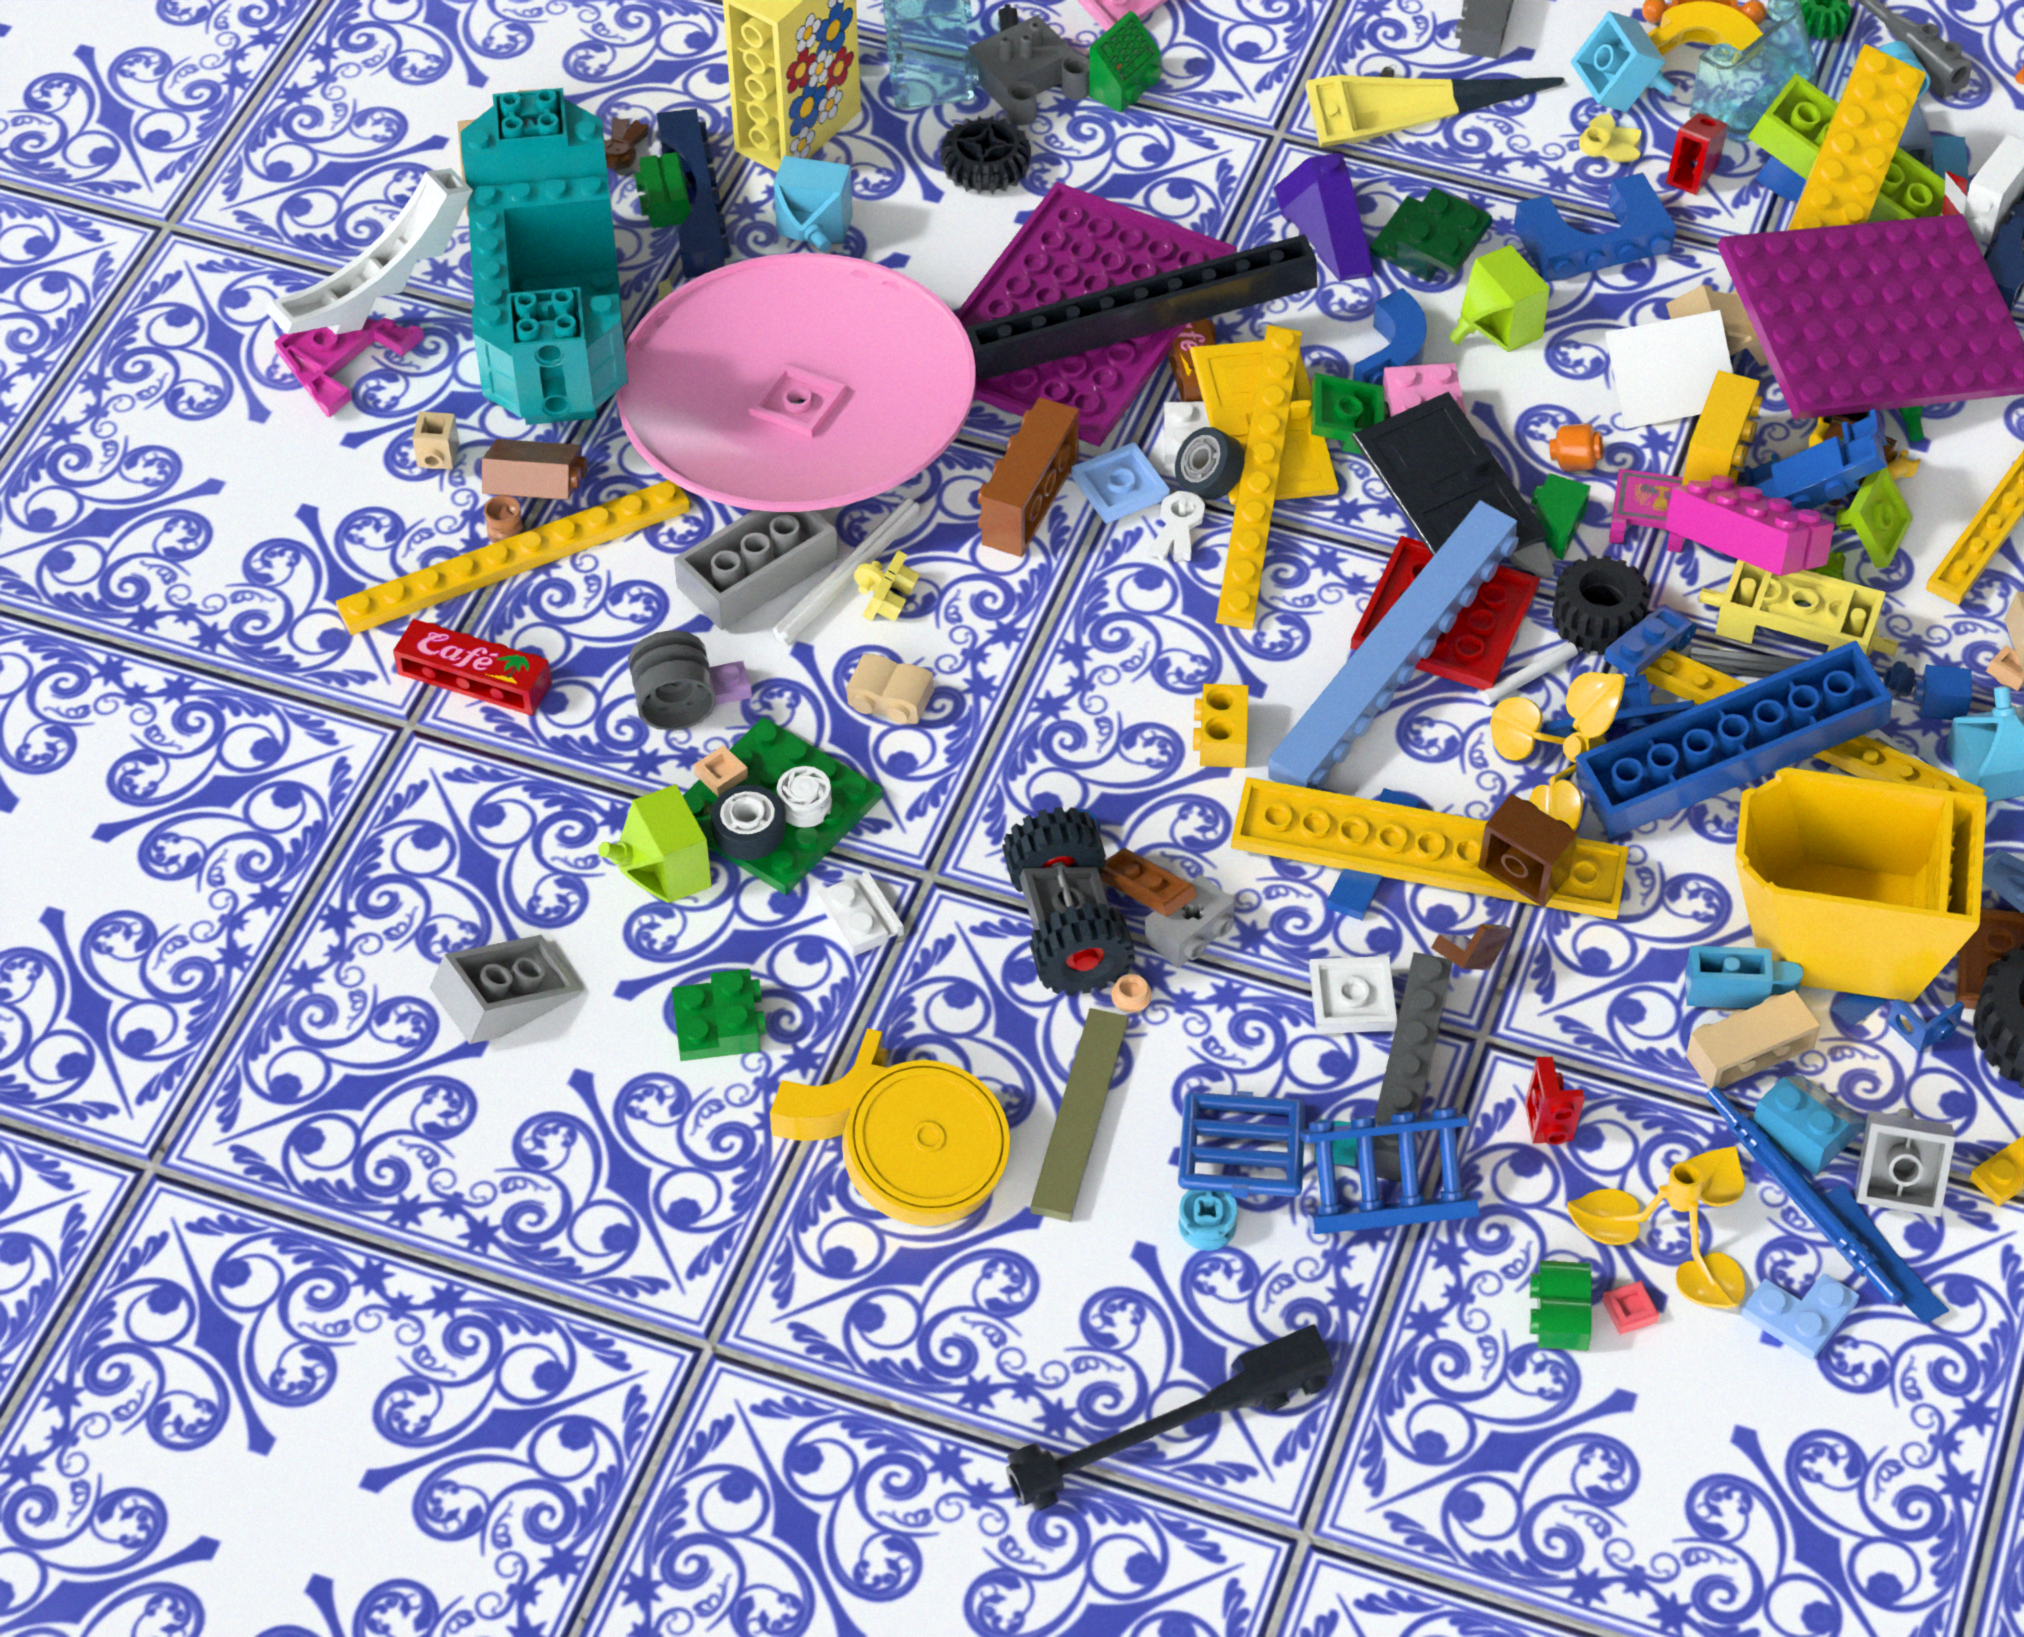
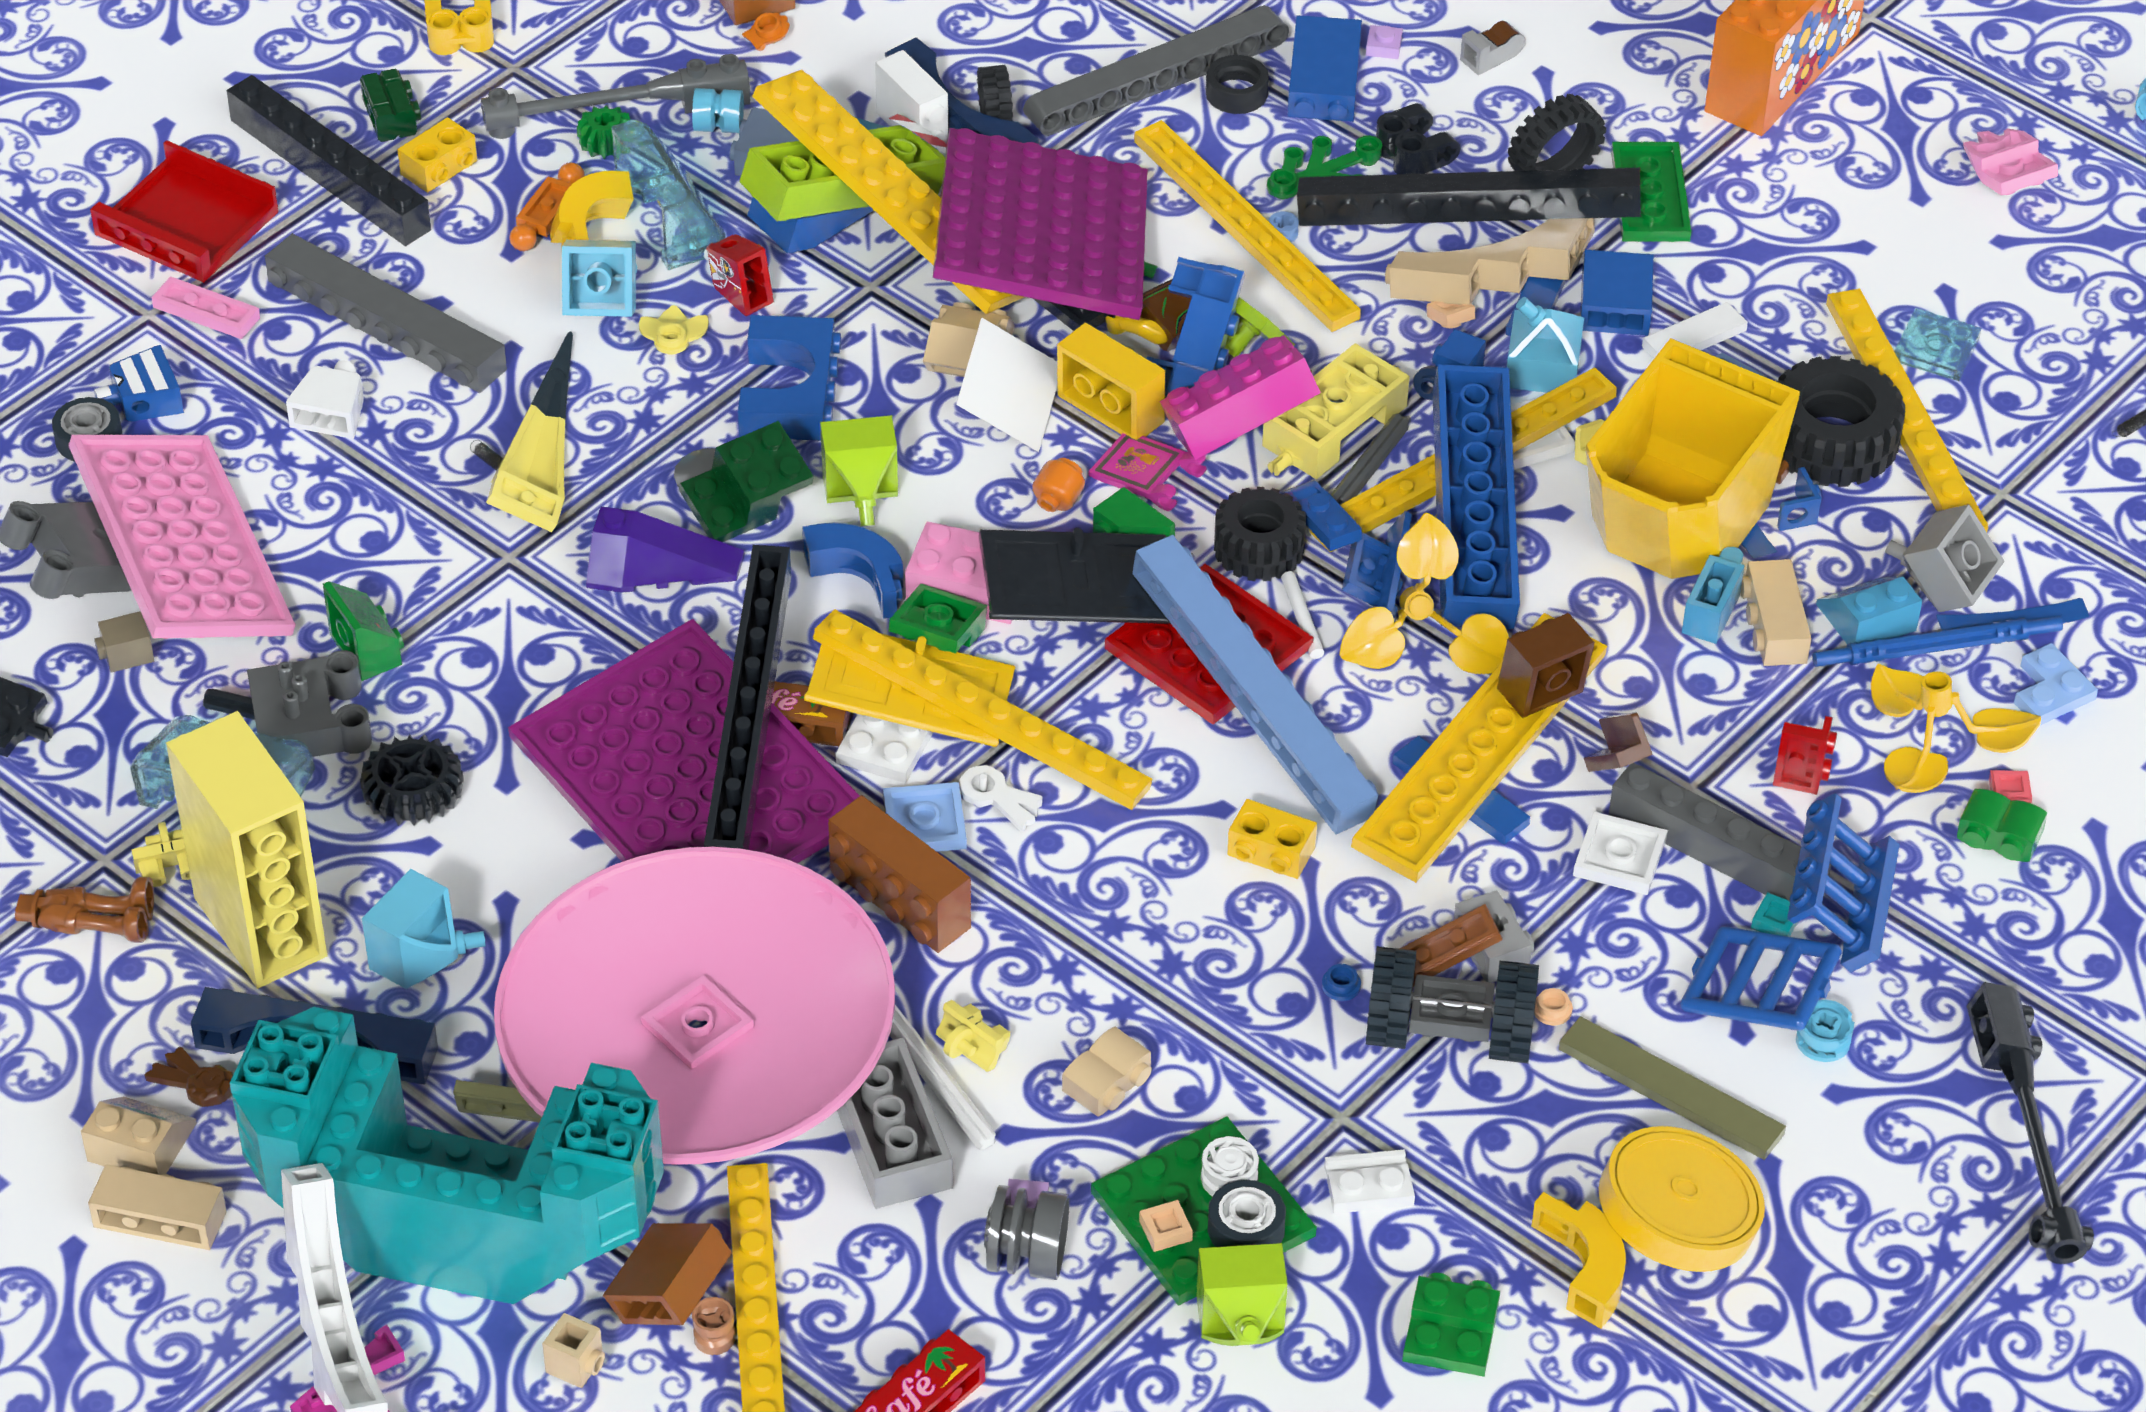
camera: 70 degrees left, 5 degrees down
(1209, 463) = (929, 738): black wheel -> none

